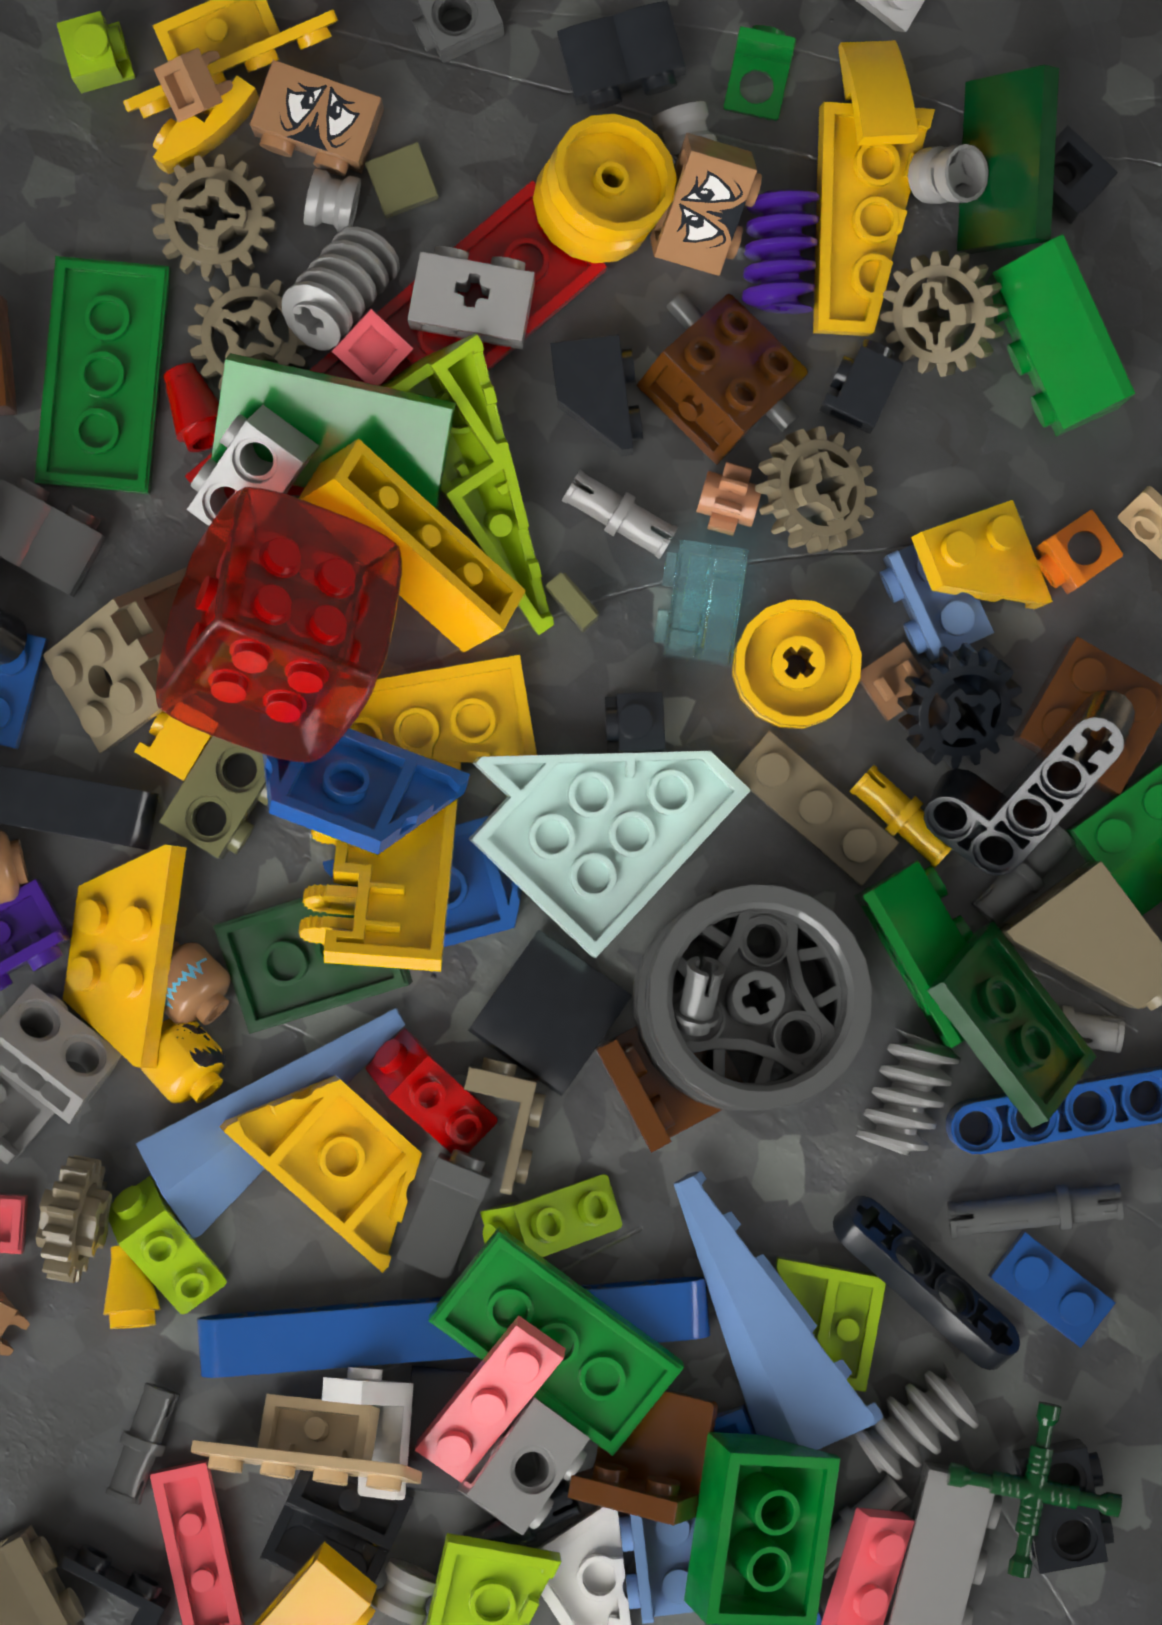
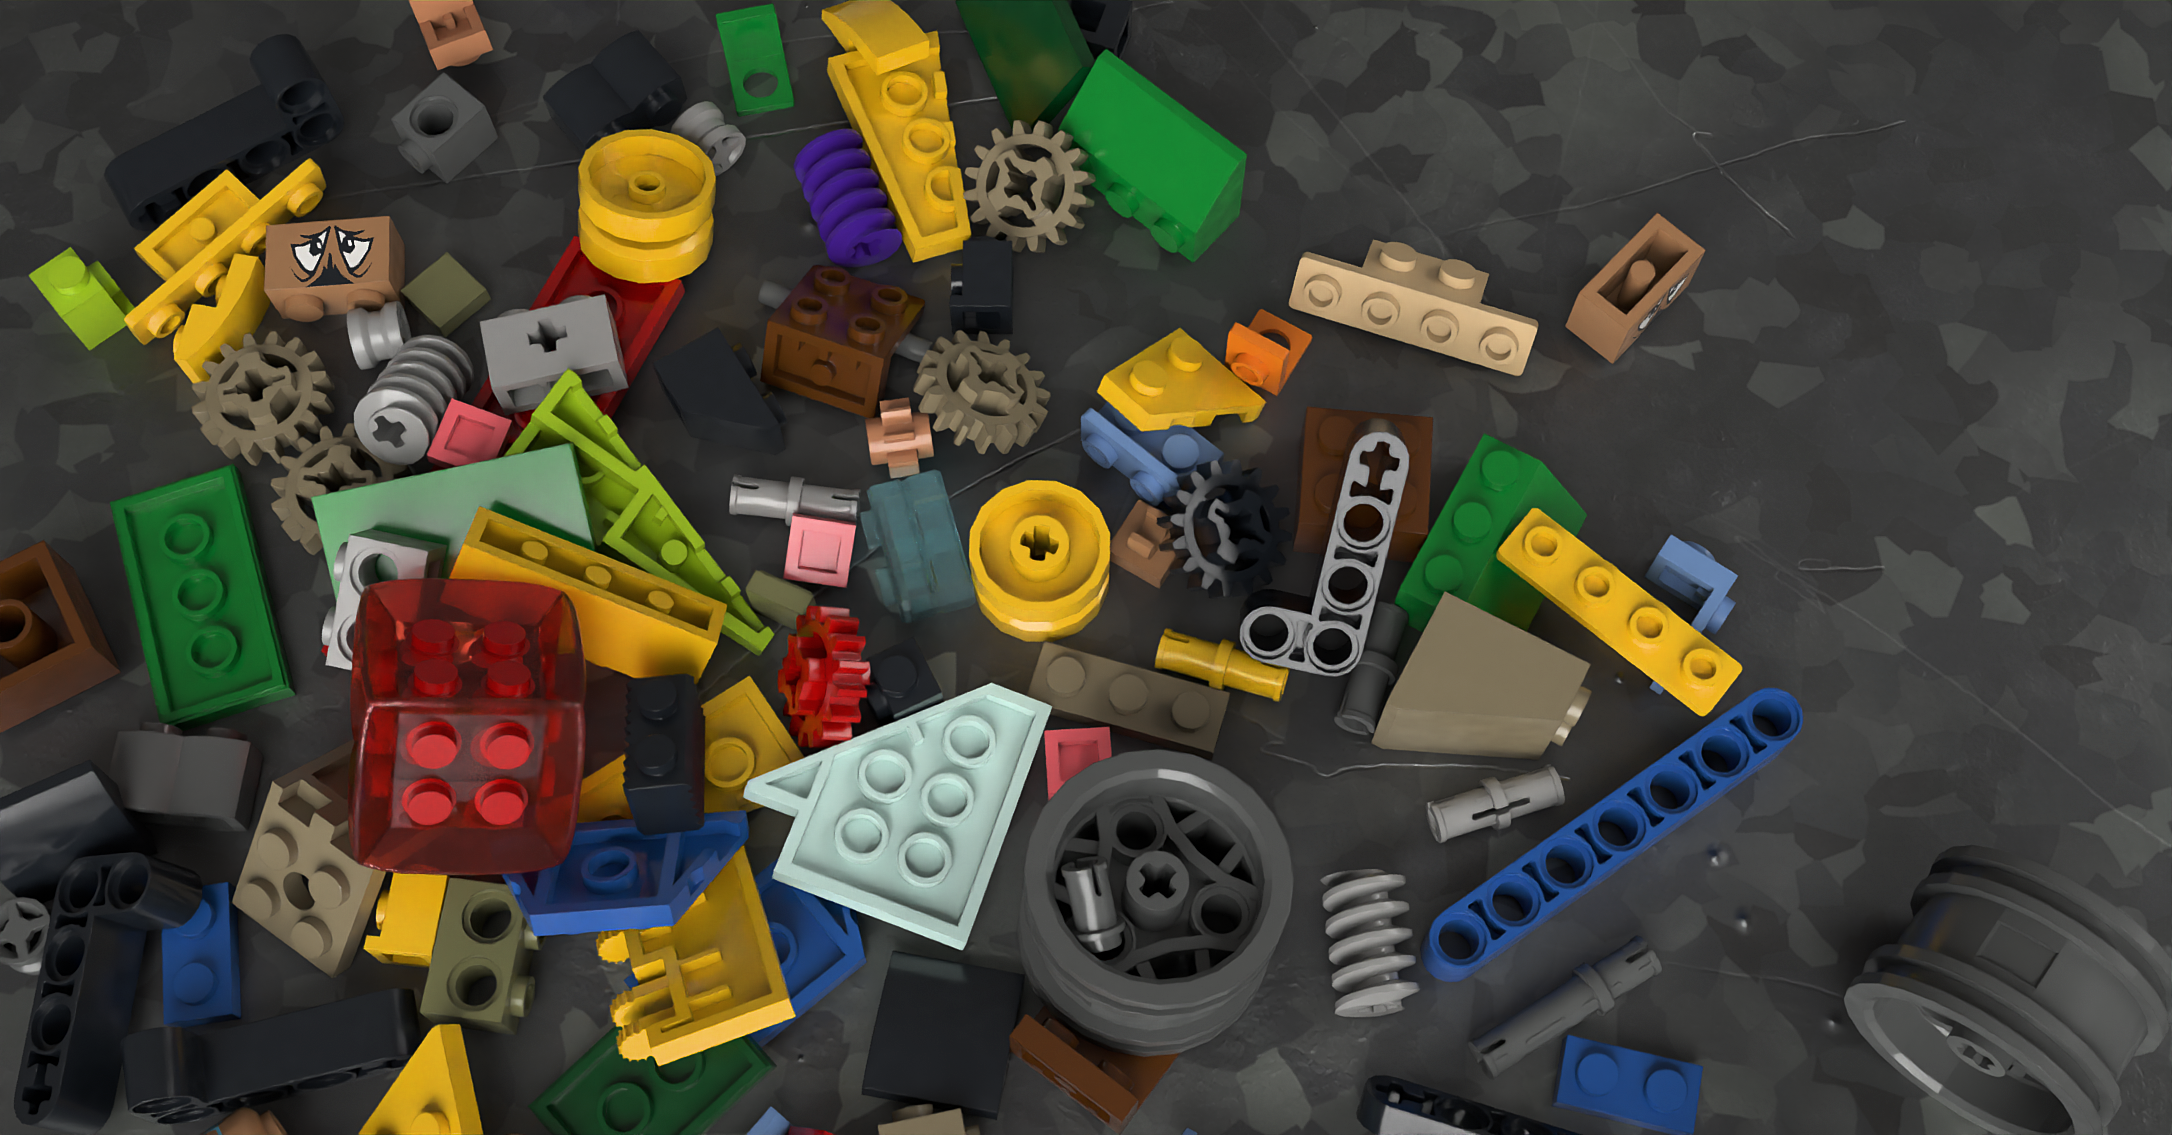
camera: 25 degrees left, 20 degrees down
(190, 84) = (183, 267): medium nougat tile -> none
(192, 407) = (302, 581): red cone -> none
(425, 706) = (665, 754): none -> black brick
(577, 691) = (824, 676): none -> red gear
(621, 569) = (819, 550): none -> coral plate
(707, 205) = (754, 180): medium nougat brick -> none
(750, 846) = (1073, 751): none -> coral plate
(917, 935) = (1318, 782): green slope -> none
(948, 174) = (976, 70): light grey wheel -> none
(1012, 1024) = (1440, 803): dark green plate -> none

